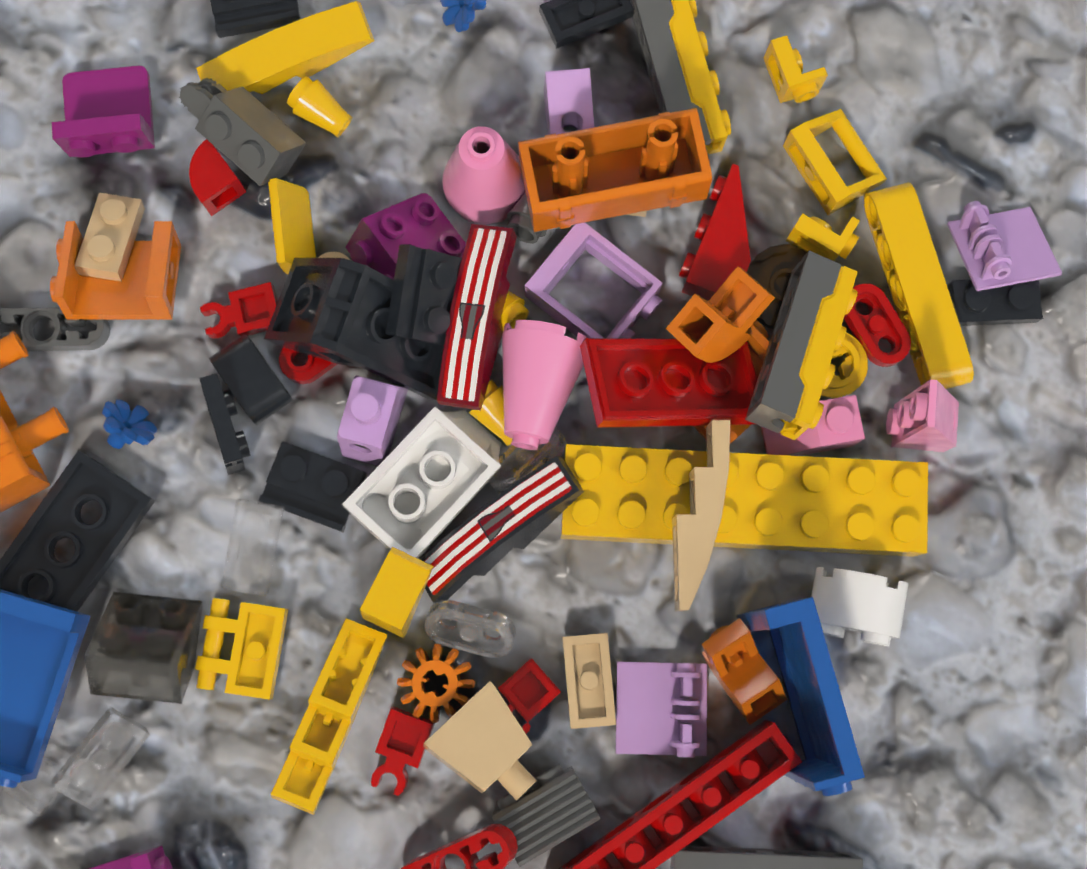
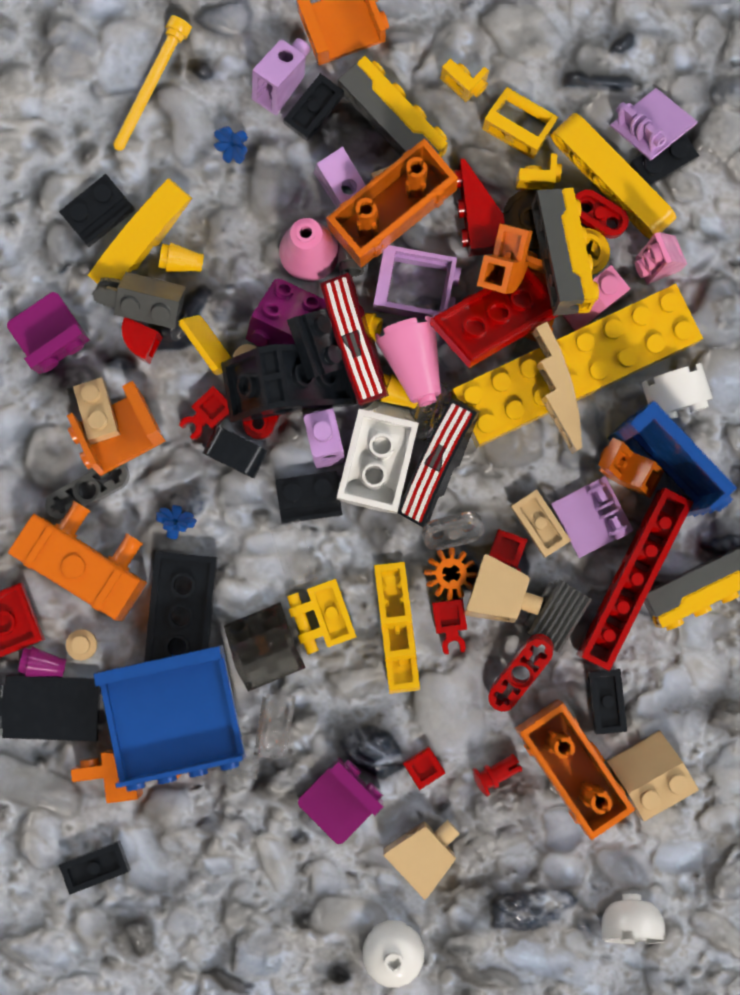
camera: 25 degrees left, 5 degrees up
(221, 407) = (242, 495): black plate -> none
(396, 592) = (398, 532): yellow slope -> none

